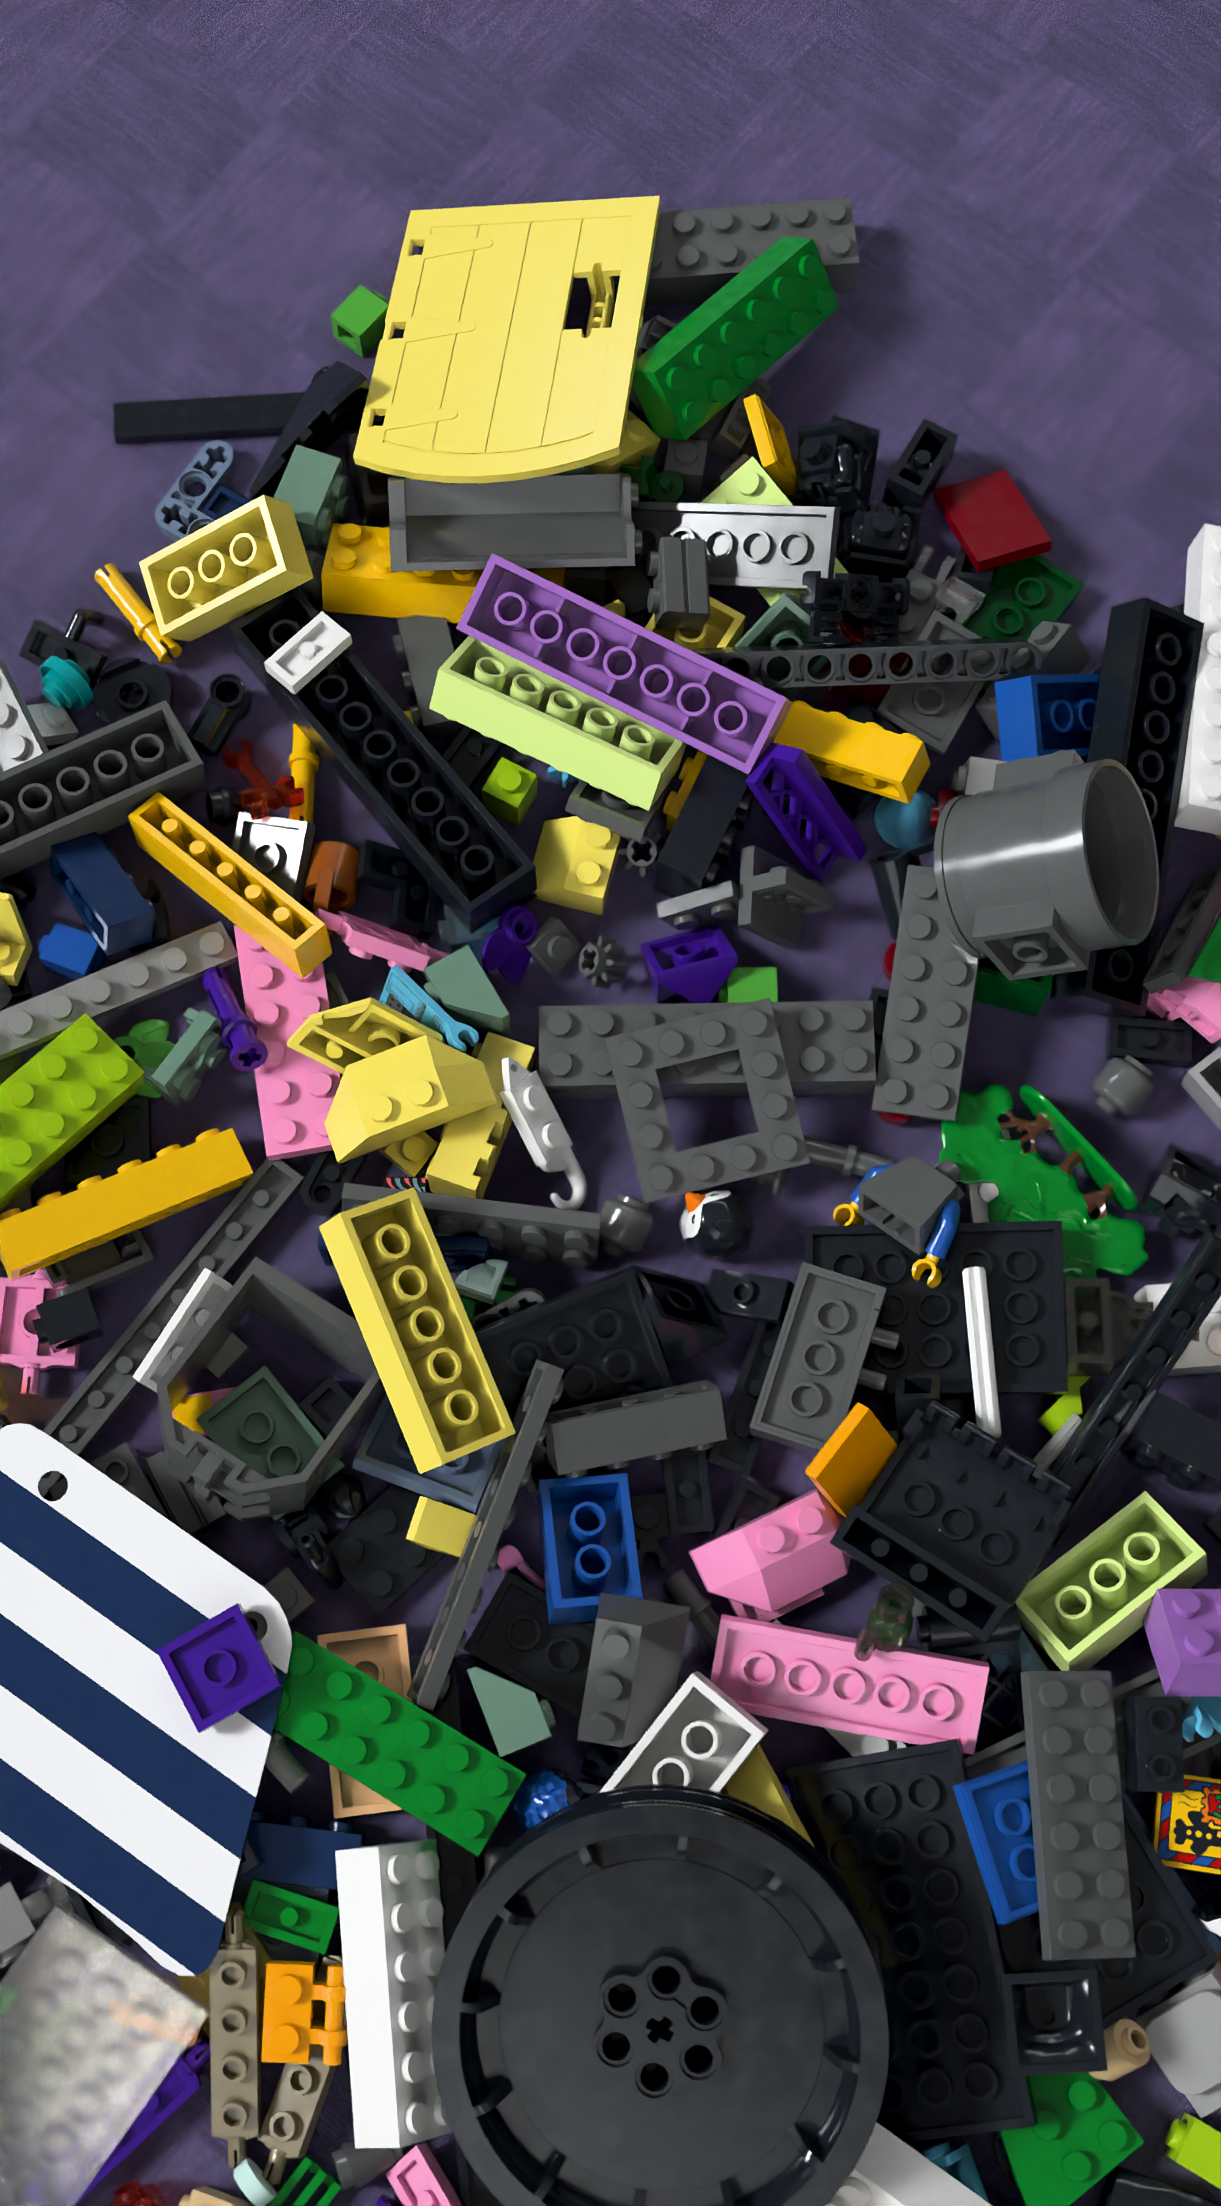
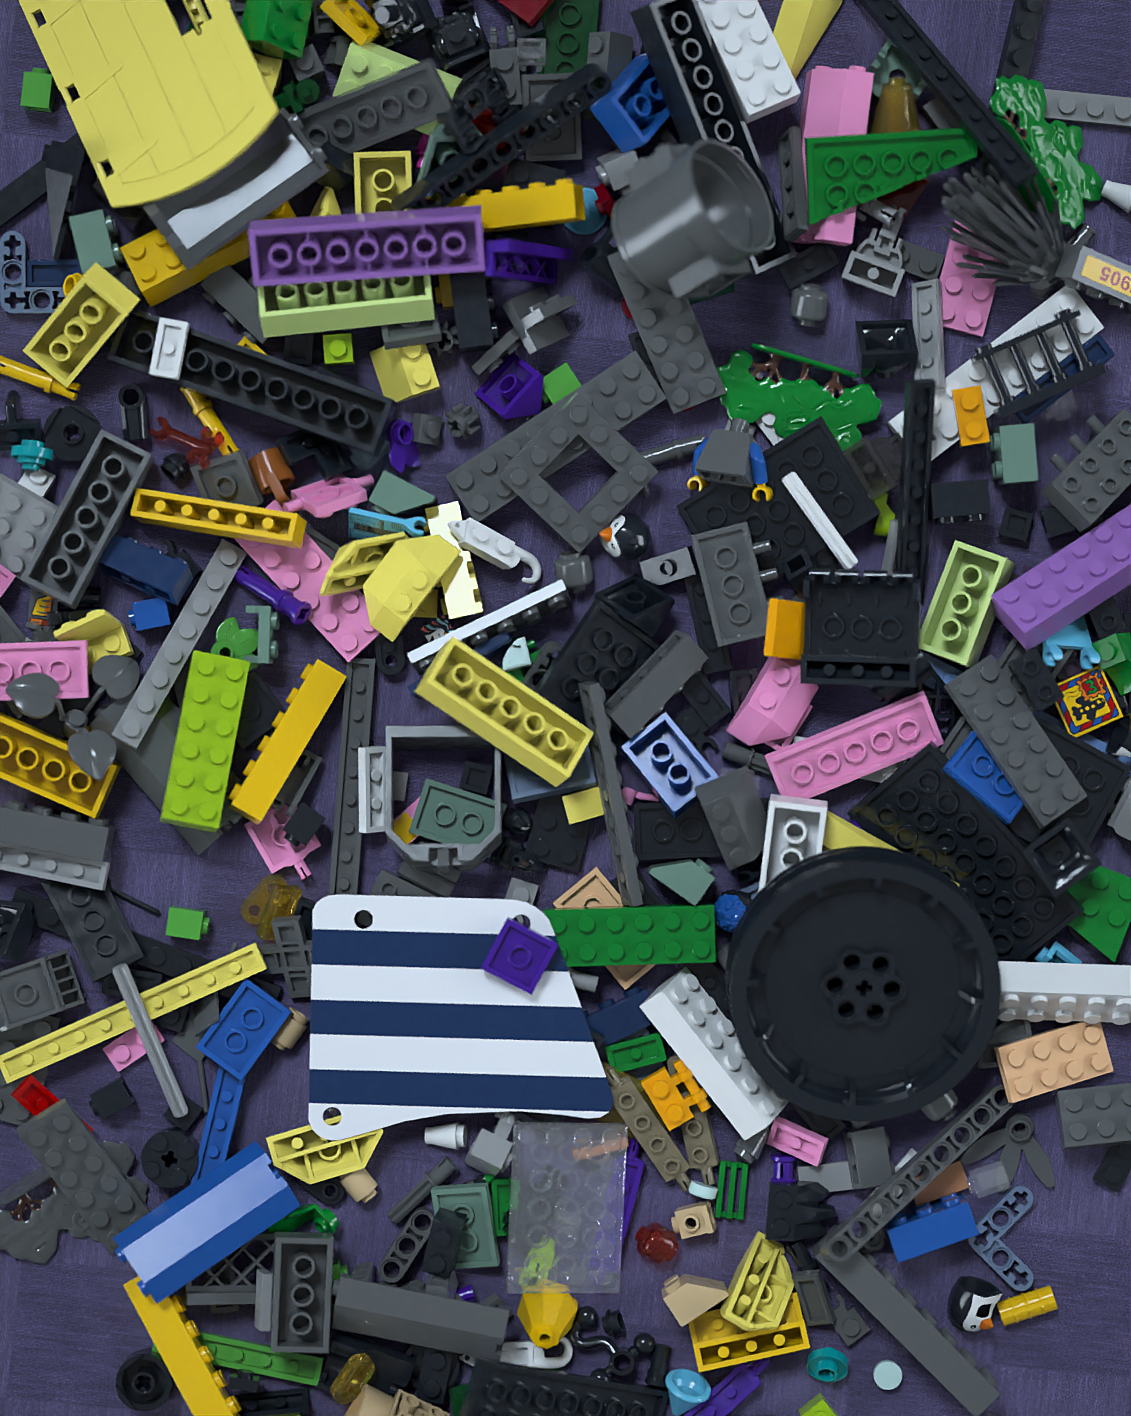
camera: 30 degrees left, 15 degrees up
(679, 583) = (360, 161): dark grey brick -> none
(887, 1622) = (857, 706): clear smoke piece -> none
(1125, 2048) = (1107, 845): tan brick -> none

